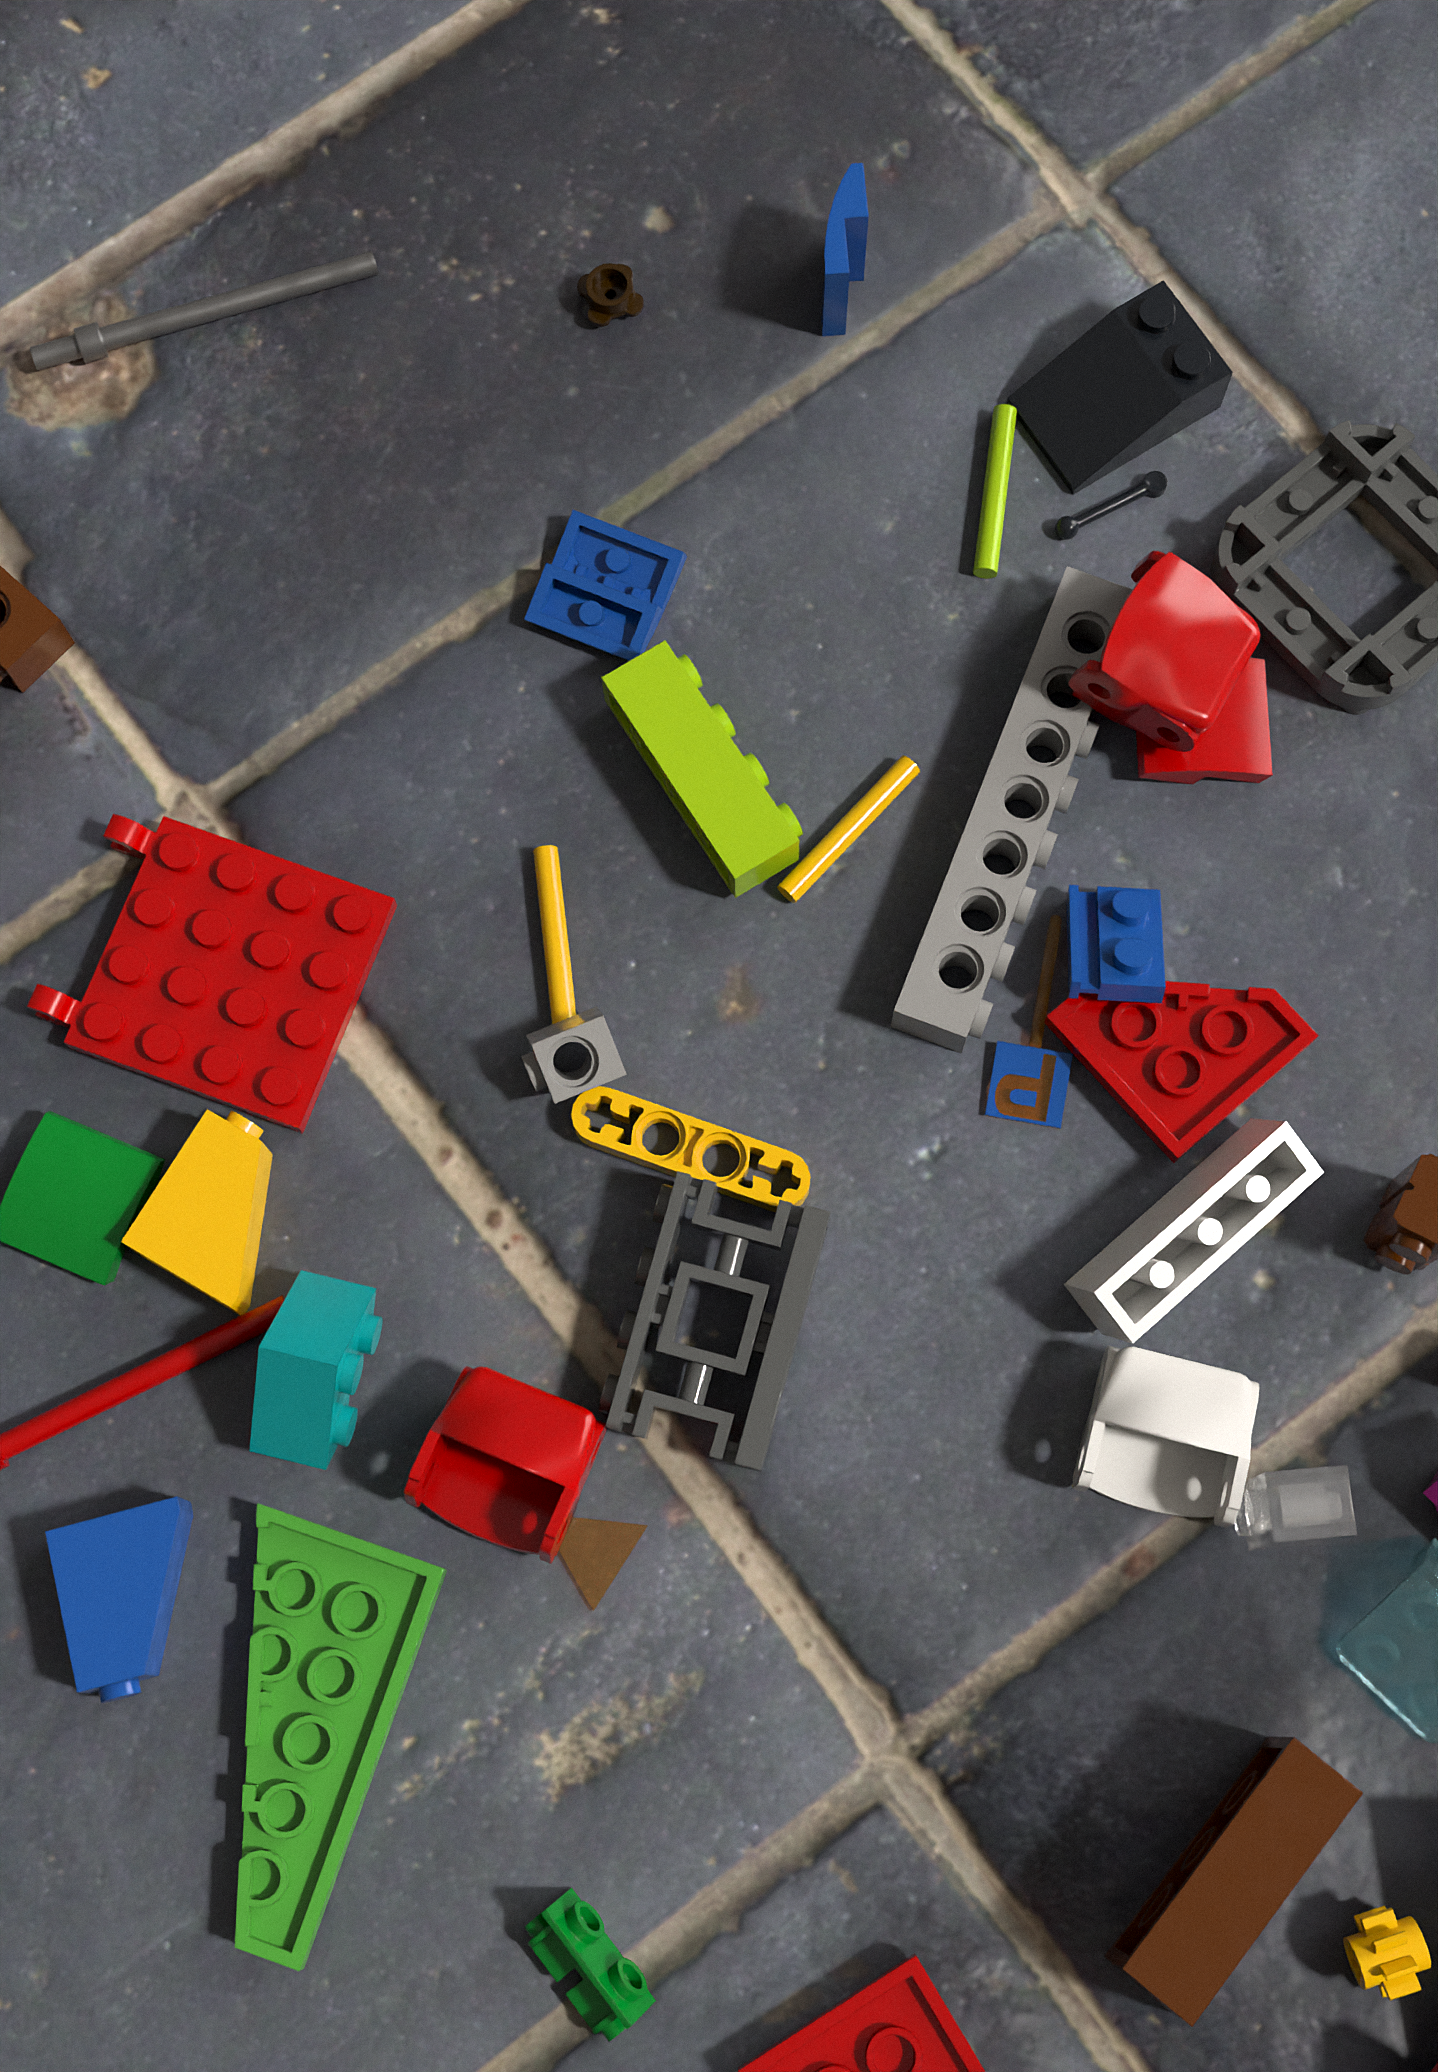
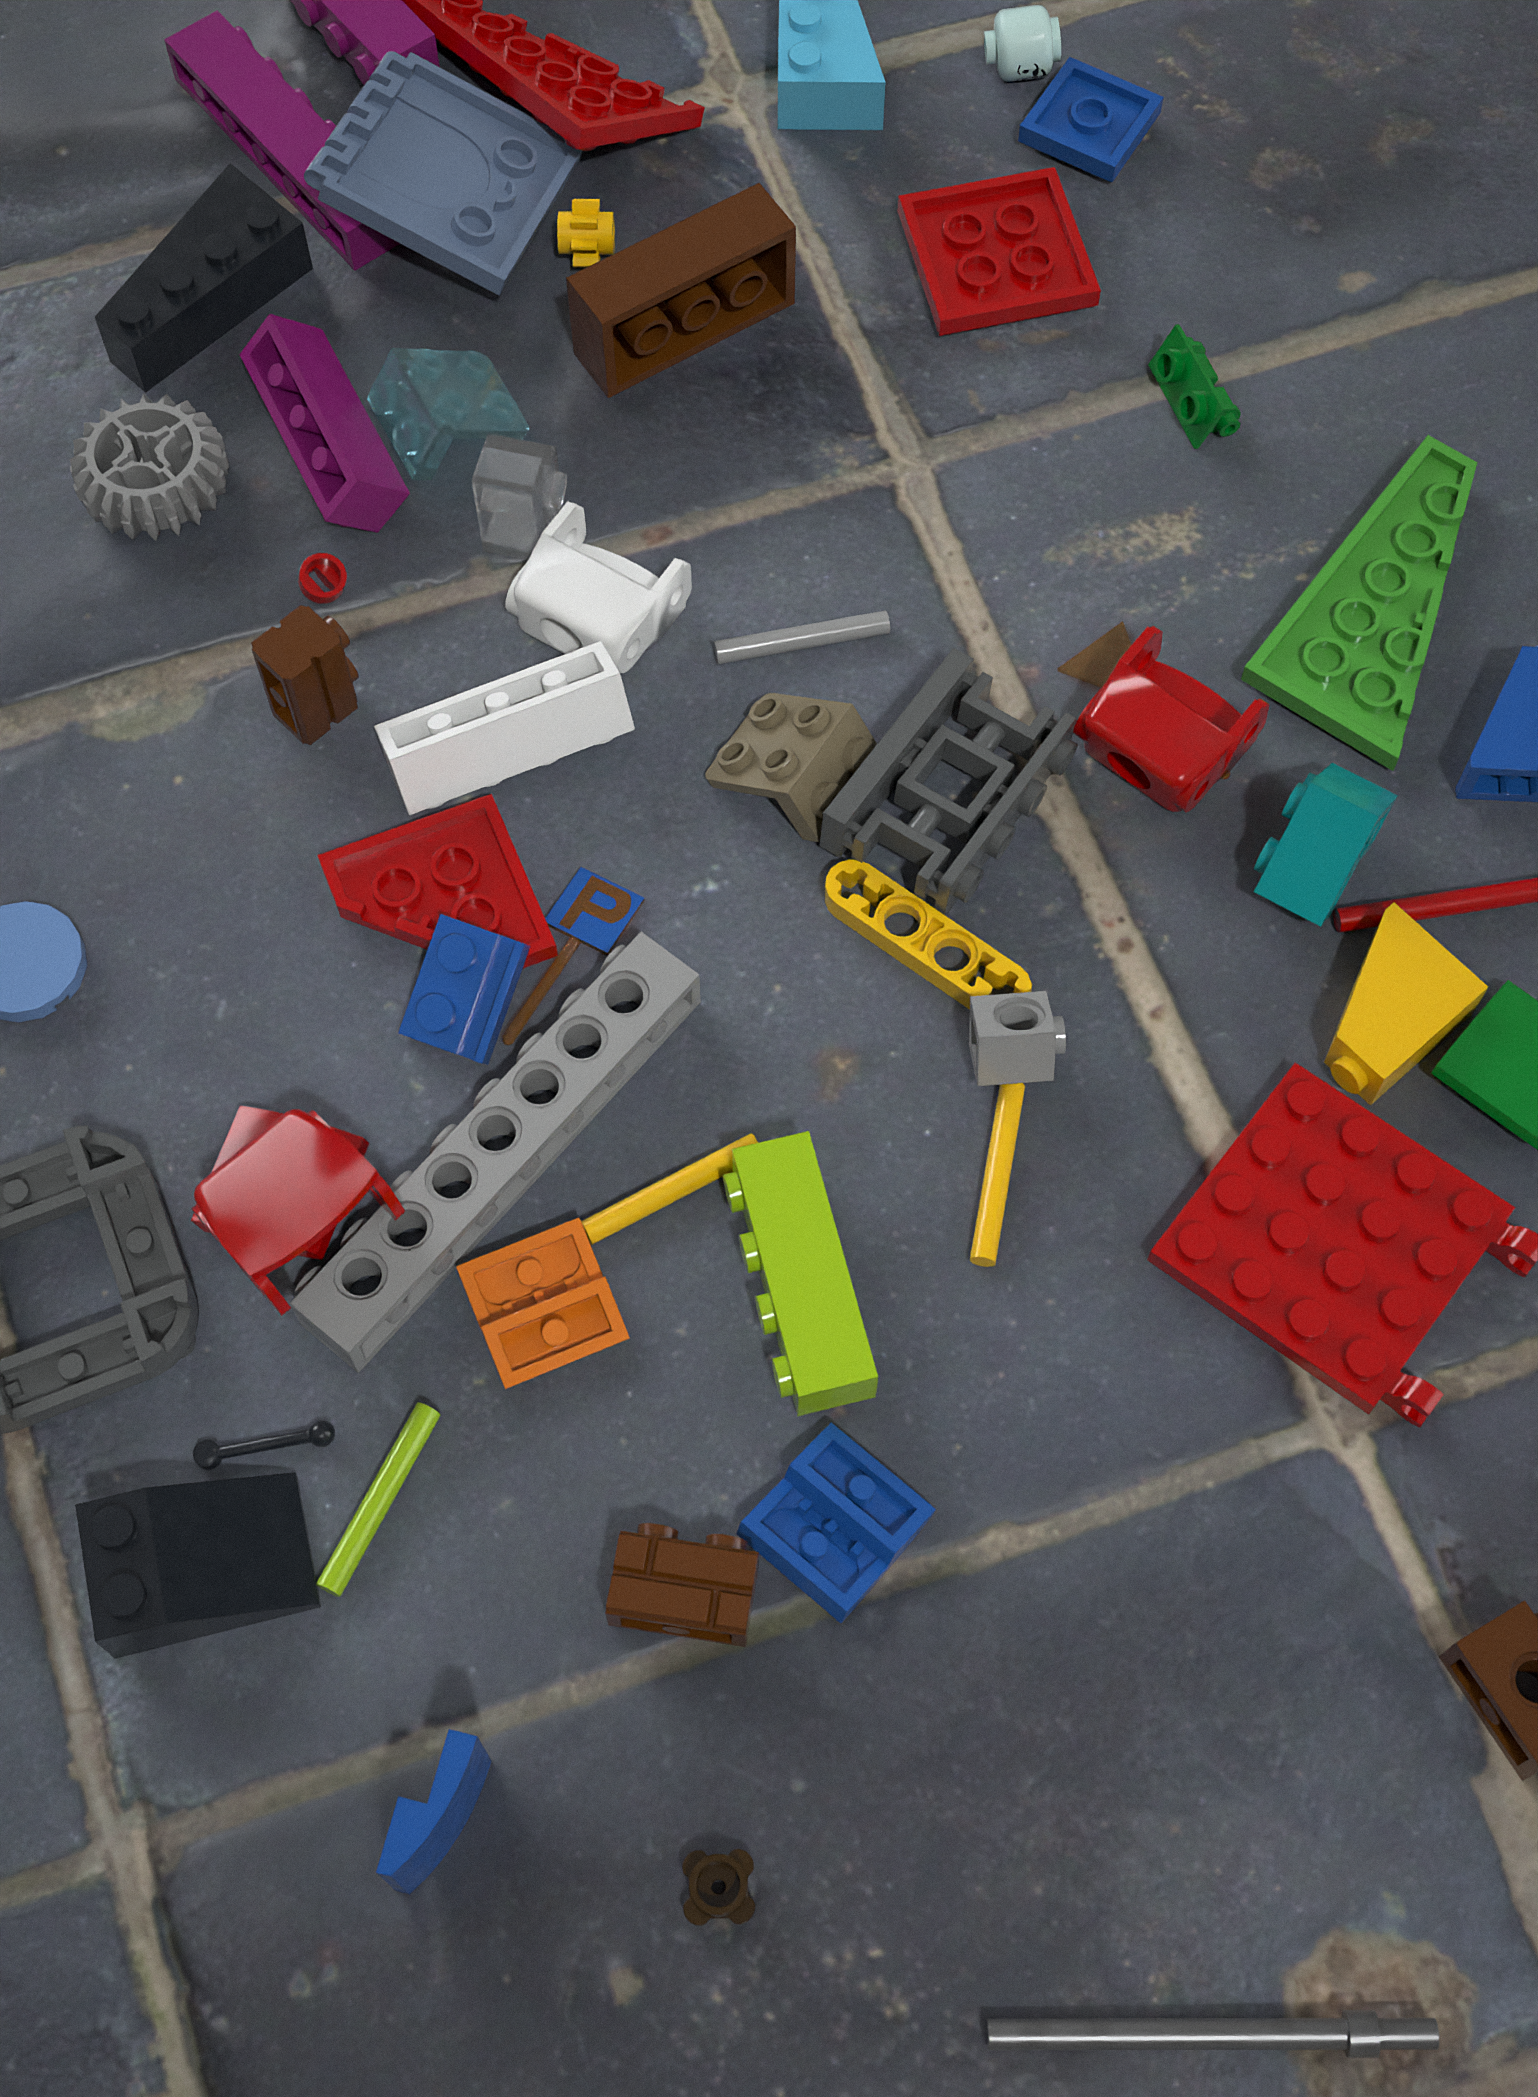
camera: 165 degrees left, 10 degrees down
(714, 488) = (683, 1585): none -> reddish brown brick
(889, 1304) = (794, 753): none -> dark tan bracket
(924, 689) = (542, 1303): none -> orange slope
(932, 1470) = (802, 637): none -> light grey bar

